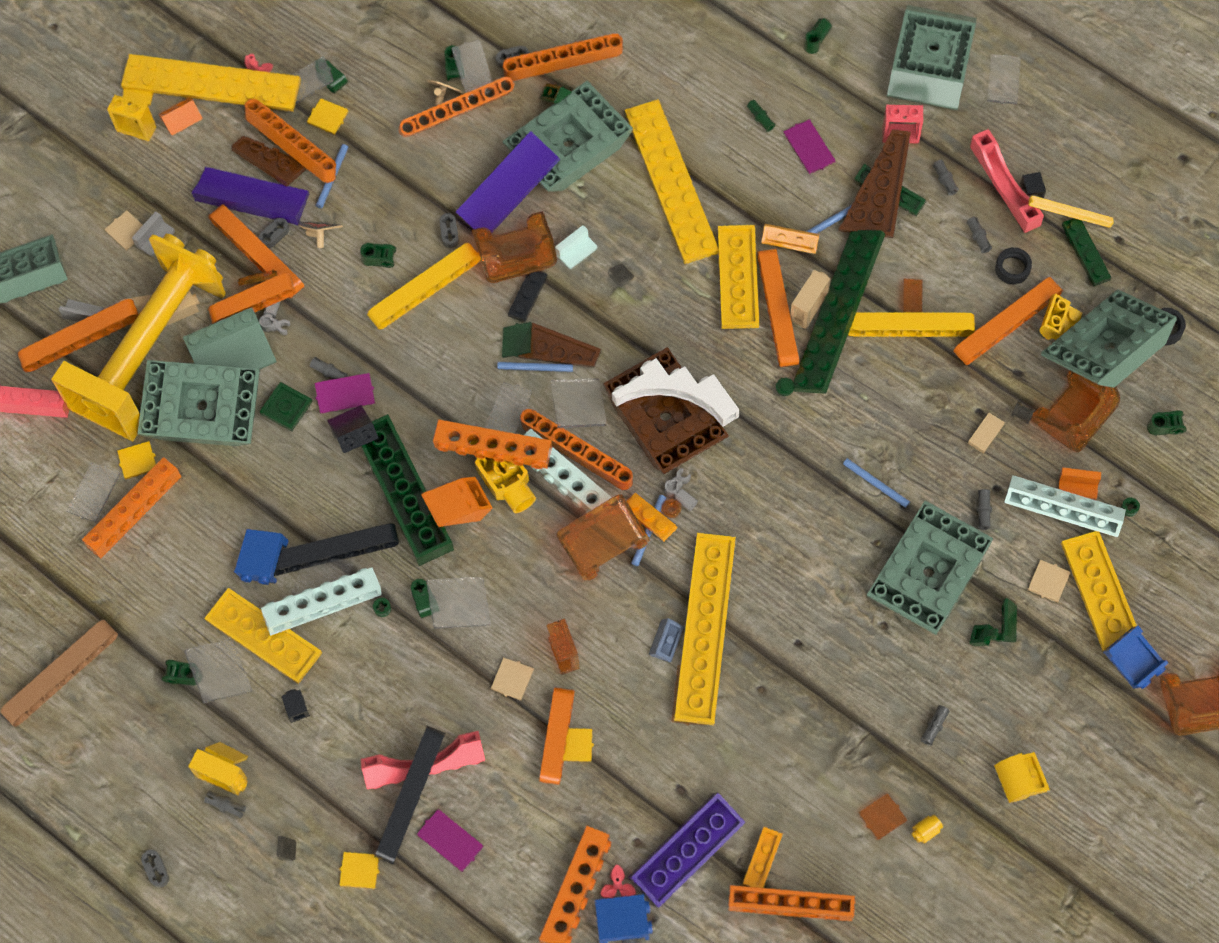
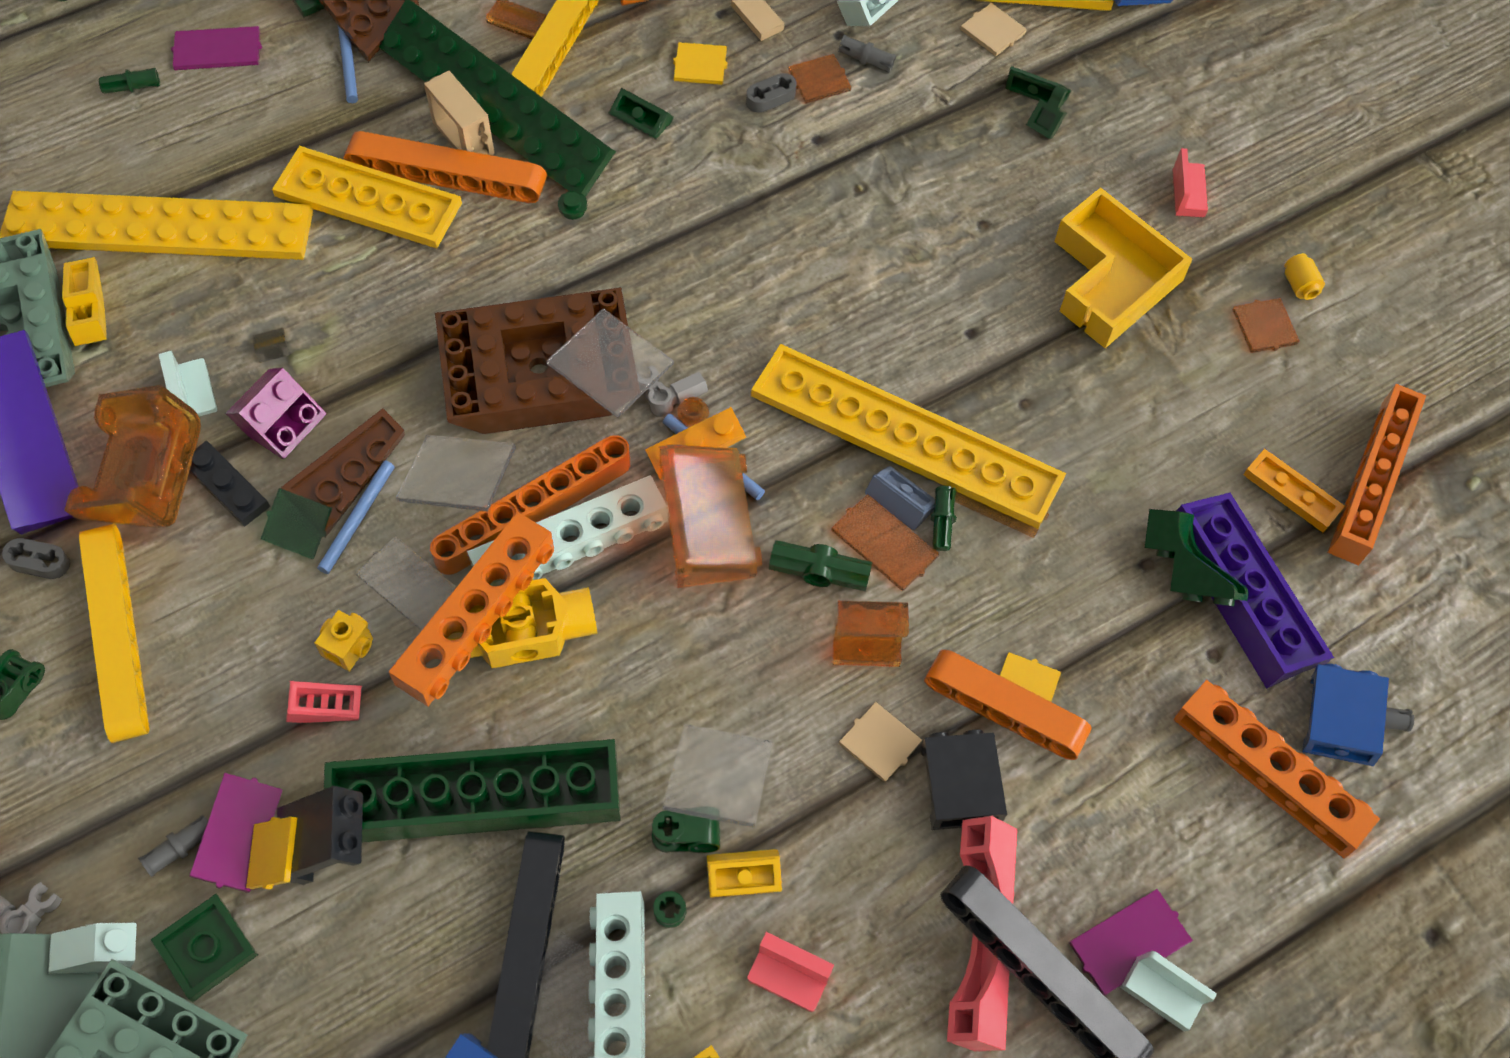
camera: 75 degrees left, 5 degrees down
(265, 359) = (92, 948): none -> light aqua slope
(338, 413) = (271, 853): none -> yellow piece
(371, 676) = (790, 972): none -> coral panel
(414, 635) = (744, 873): none -> yellow slope
(422, 385) = (310, 690): none -> coral slope
(427, 862) = (1167, 989): none -> light aqua panel
(458, 502) = (545, 706): orange slope -> none
(460, 393) = (344, 639): none -> yellow brick
(503, 724) = (963, 778): none -> black panel
(577, 298) = (276, 412): none -> slope
(601, 610) = (820, 565): none -> dark green piece
(604, 171) = (84, 301): none -> yellow slope
(617, 876) = (1288, 696): coral plant -> none
(633, 641) = (885, 542): none -> clear orange piece
(659, 666) = (943, 517): none -> dark green axle
(672, 449) = (610, 362): none -> clear piece
(676, 811) = (1192, 571): none -> dark green arch
(680, 383) = (514, 305): white arch -> none
(790, 238) = (347, 114): light orange plate -> none
(873, 397) = (640, 113): none -> dark green slope
(876, 720) = (1127, 266): none -> yellow piece
(877, 483) = (770, 155): medium blue bar -> none
(925, 464) = (772, 92): none -> dark grey beam
(930, 415) = (700, 63): none -> yellow piece
(935, 543) = (921, 105): sand green slope -> none
(935, 725) = (1155, 216): dark grey pin -> none
(953, 489) = (820, 78): none -> clear orange piece
(969, 740) = (1189, 187): none -> coral panel
(1021, 776) = (1263, 149): yellow brick -> none

